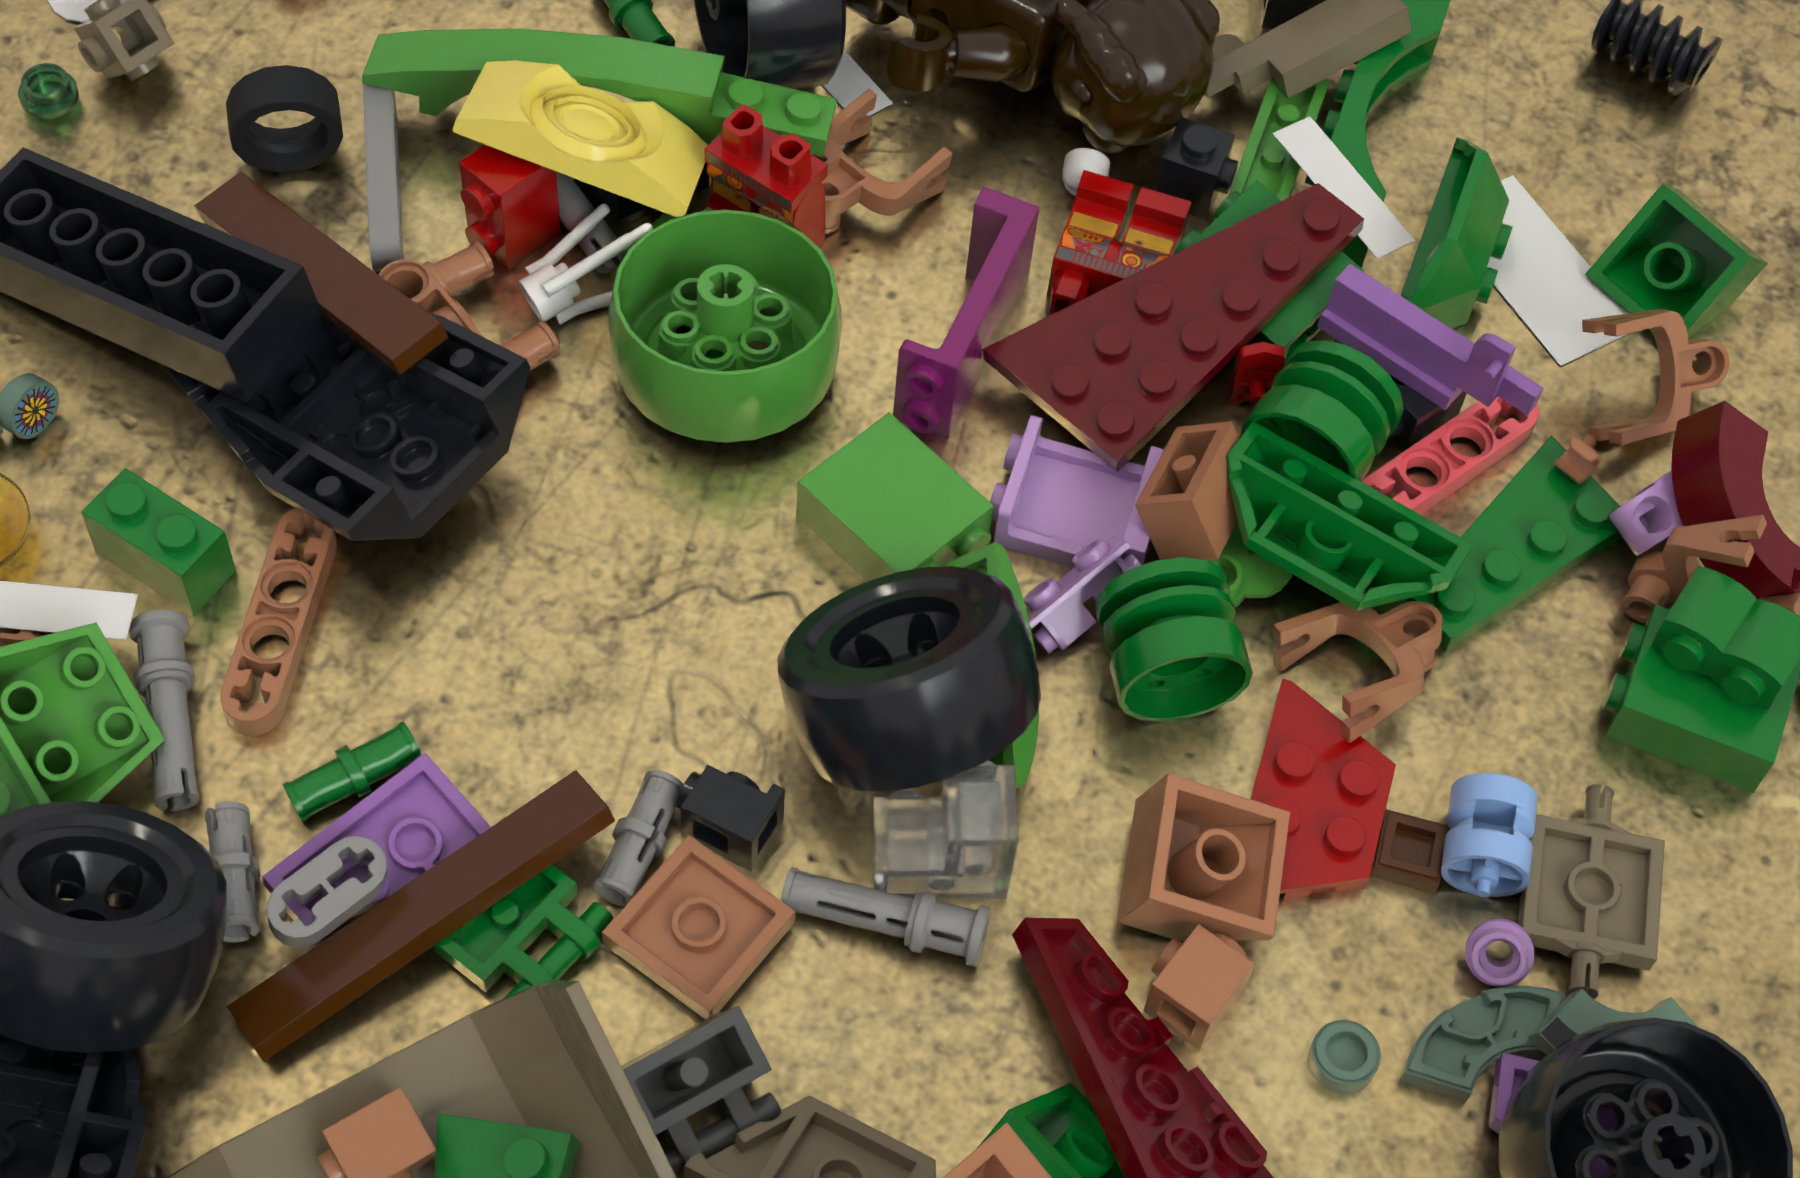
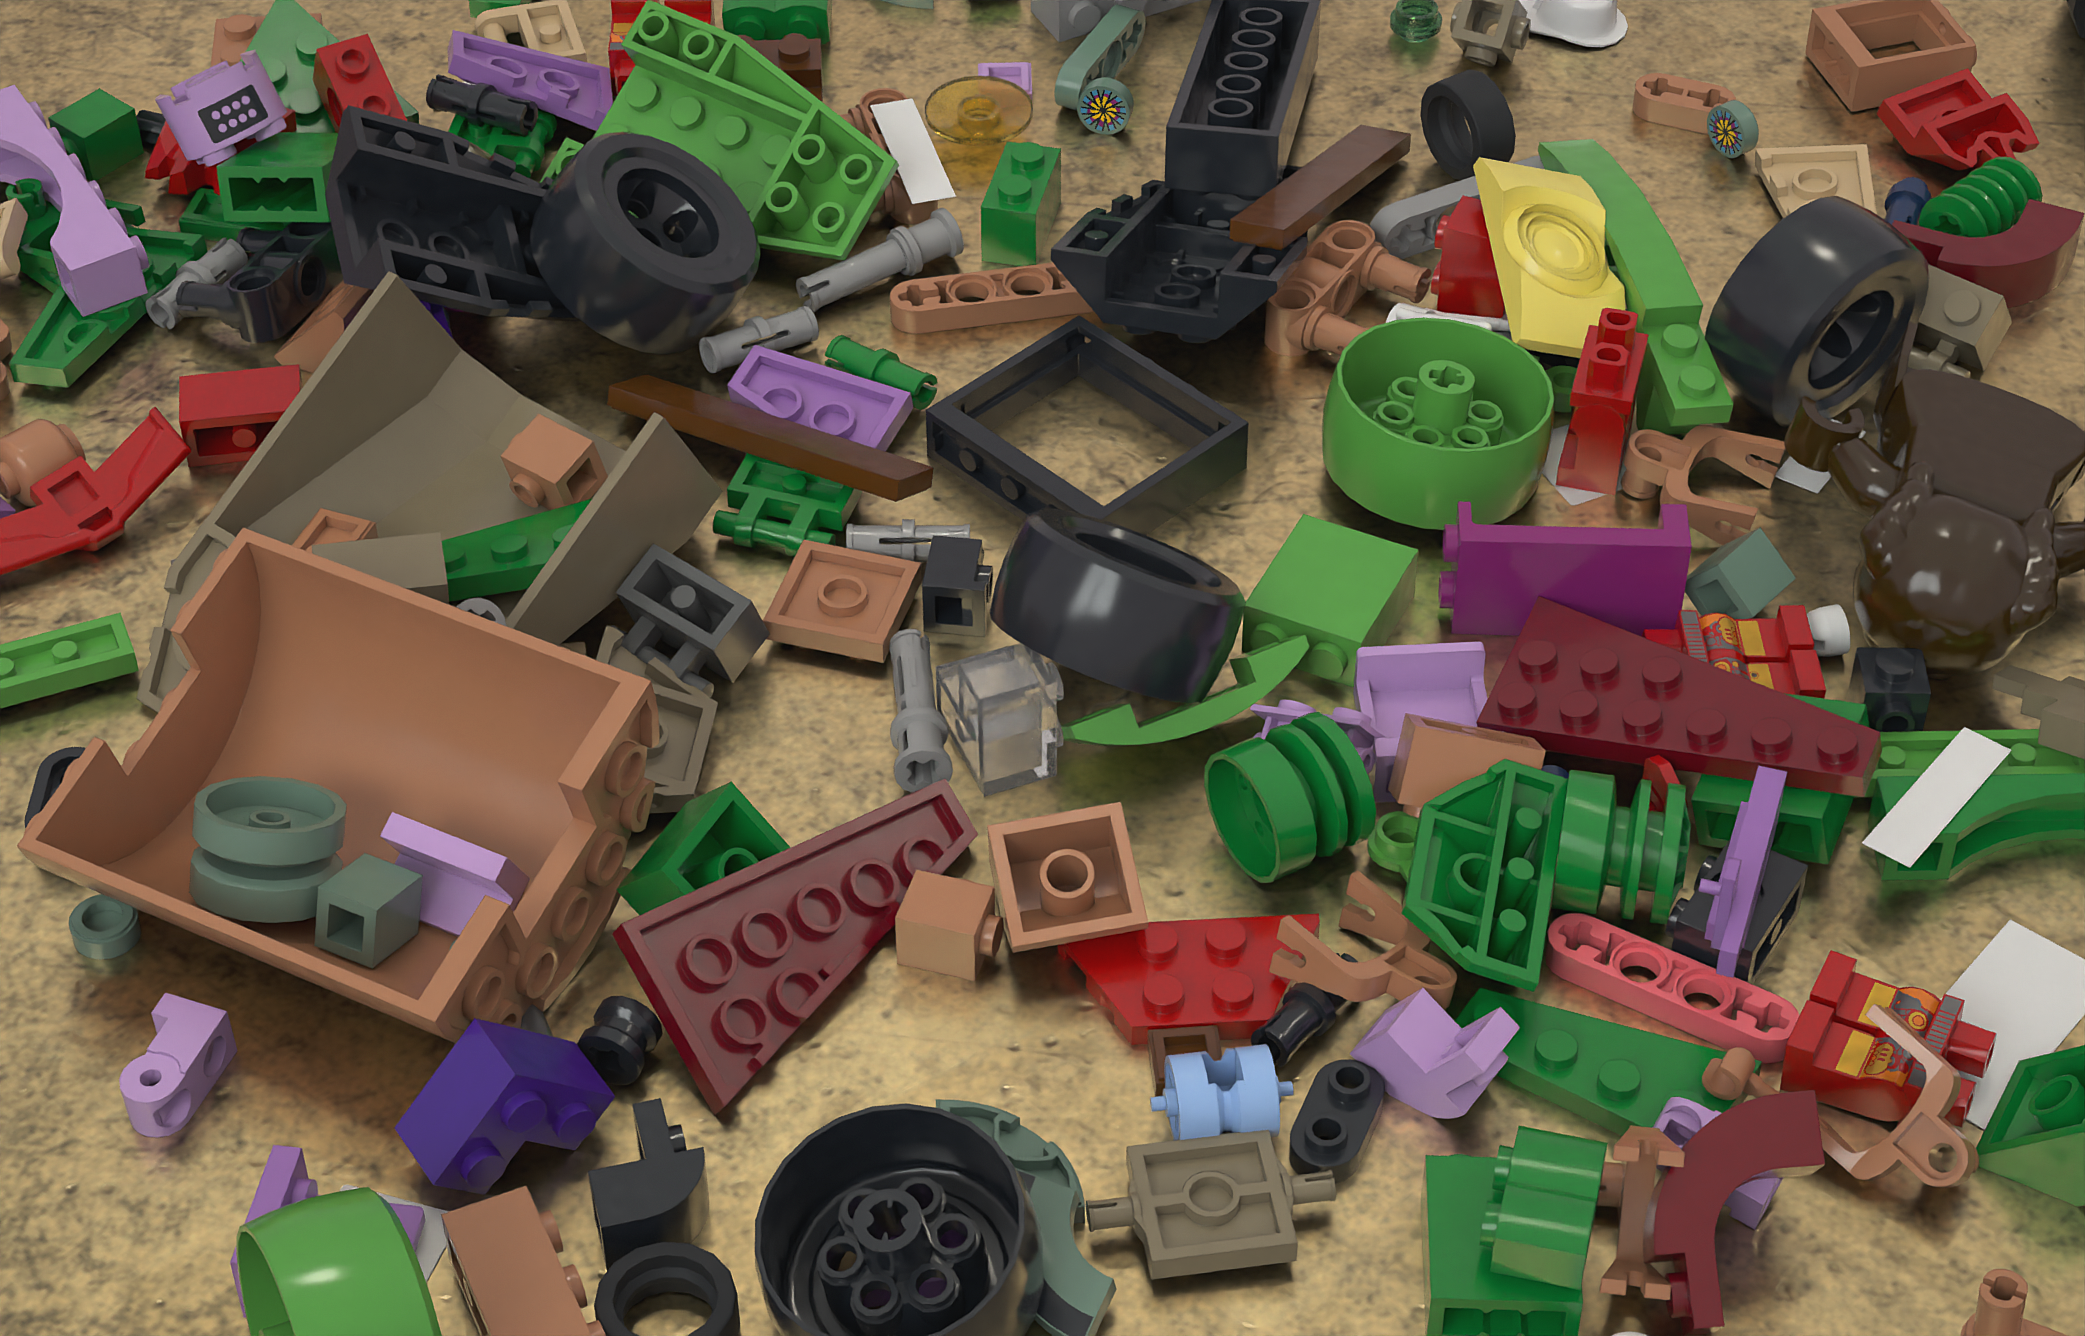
camera: 75 degrees right, 15 degrees down
(317, 879) = (758, 374): light grey beam -> none
(597, 705) = (964, 443): none -> black window
(1025, 182) = (1739, 577): none -> sand green brick
(1344, 1056) = (936, 1060): sand green tile -> none
(1401, 740) = (1304, 1014): none -> black pin
(1460, 238) = (1941, 908): green wedge -> none
(1499, 655) = (1431, 1058): none -> lavender brick
(1499, 972) = (1098, 1141): lavender plate -> none
(1514, 755) = (1343, 1108): none -> black plate
(1562, 358) = (1859, 1064): none -> red hips

